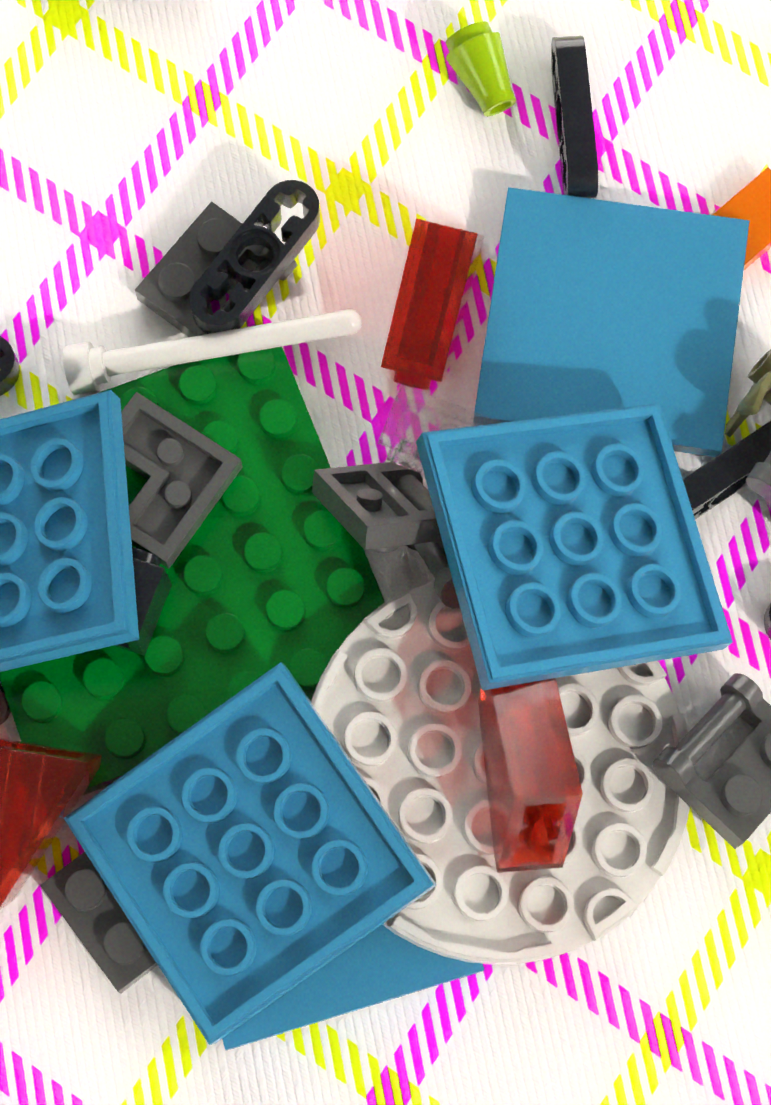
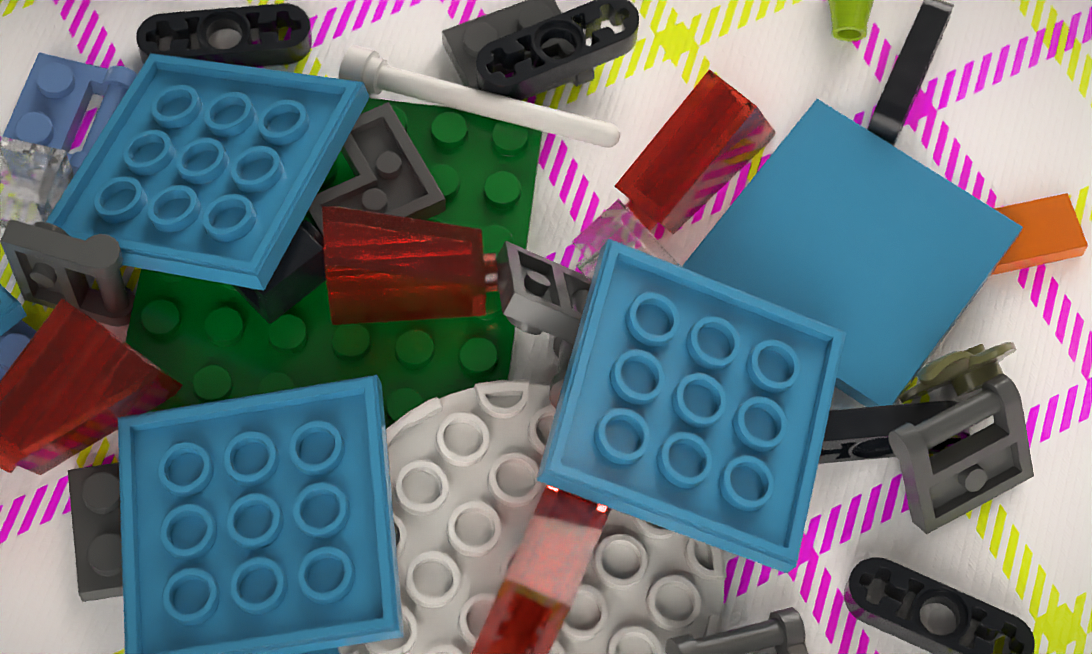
camera: 25 degrees right, 10 degrees down
(244, 546) = (403, 268): none -> clear red slope

